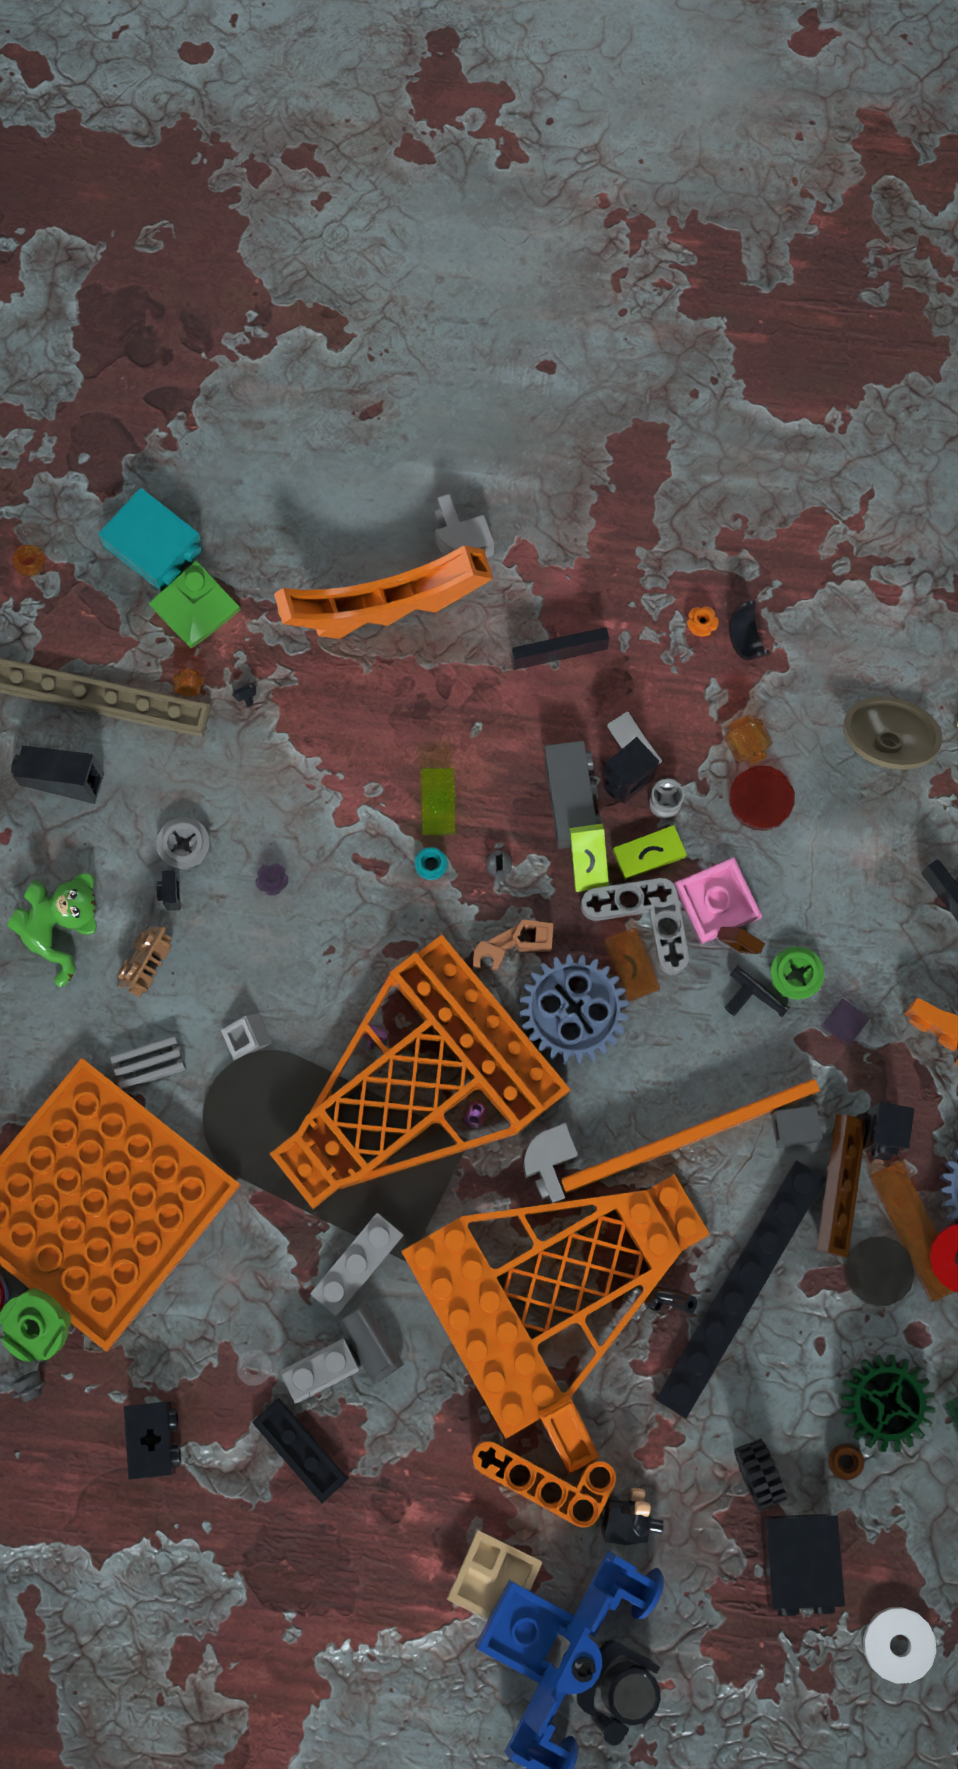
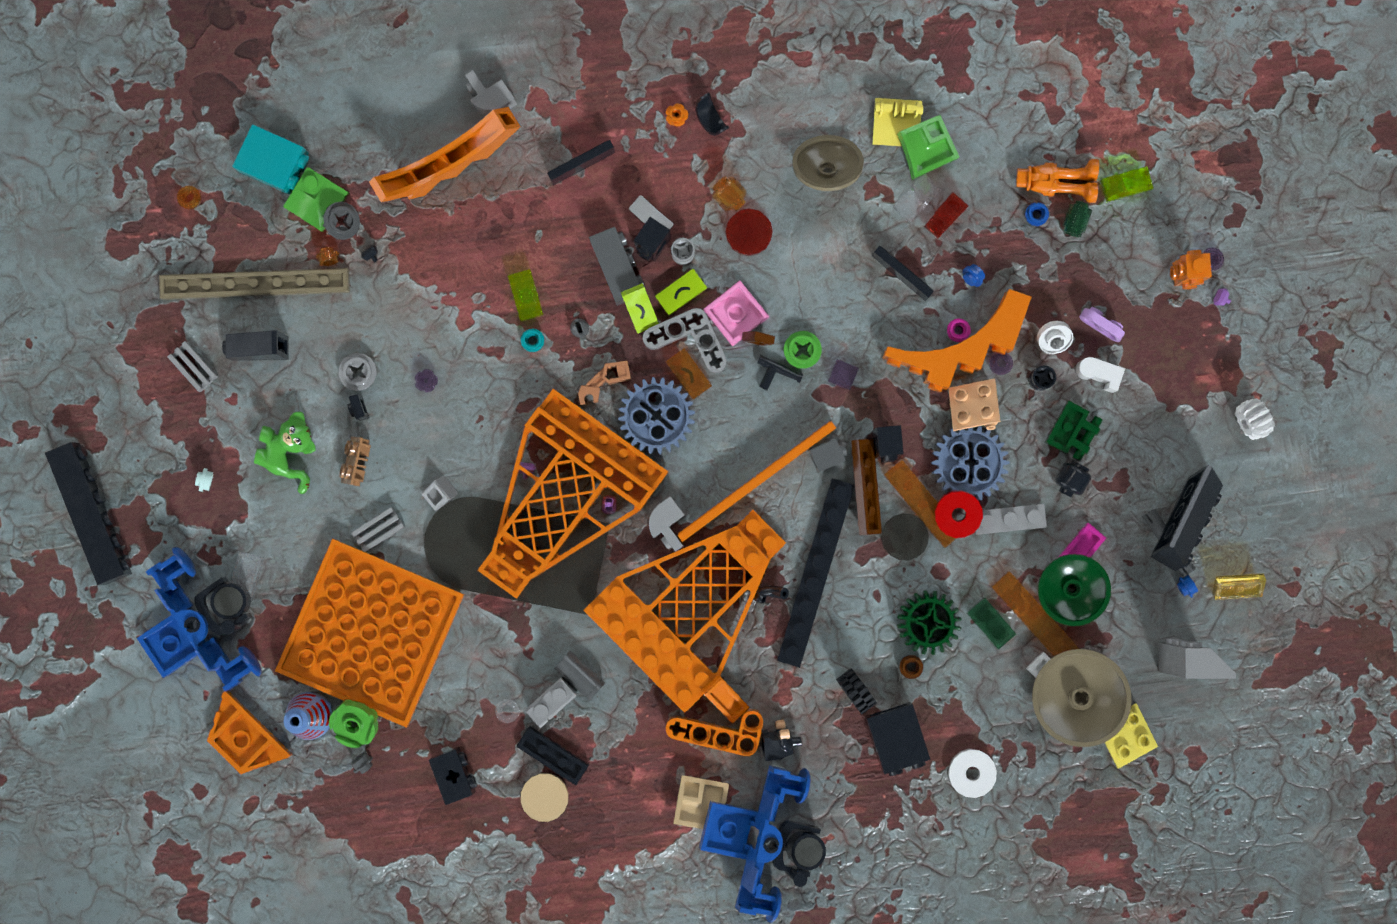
camera: 10 degrees left, 10 degrees up
(232, 645) = (351, 220): none -> dark grey gear
(272, 1508) = (544, 797): none -> tan tile
(357, 1264) = (556, 625): light grey plate -> none

